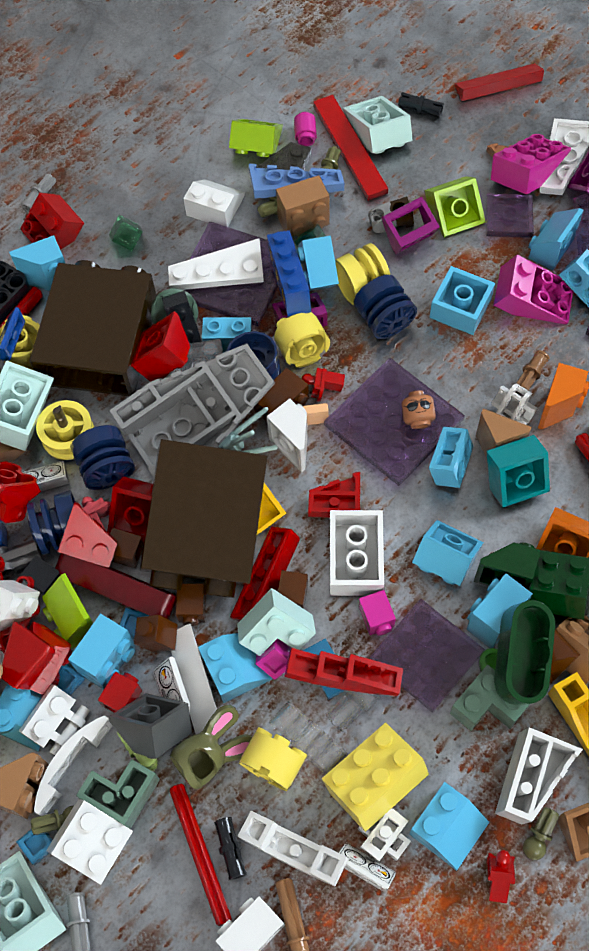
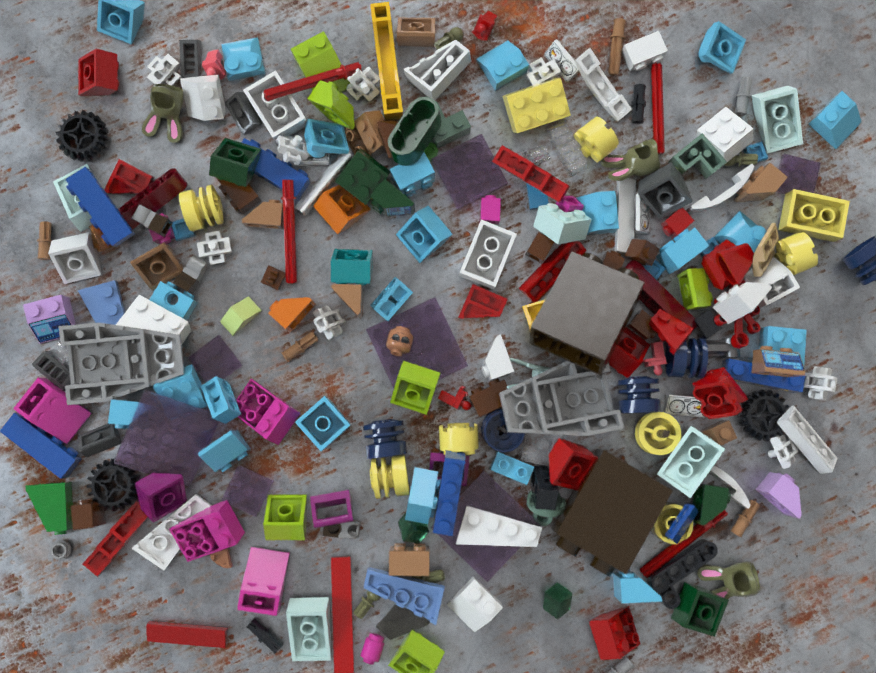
camera: 170 degrees left, 20 degrees up
(48, 715) = (726, 226): white plate -> none
(316, 413) = (471, 375): light nougat tile -> none
(377, 371) = (414, 387): none -> lime slope
(446, 141) = (263, 581): none -> slope

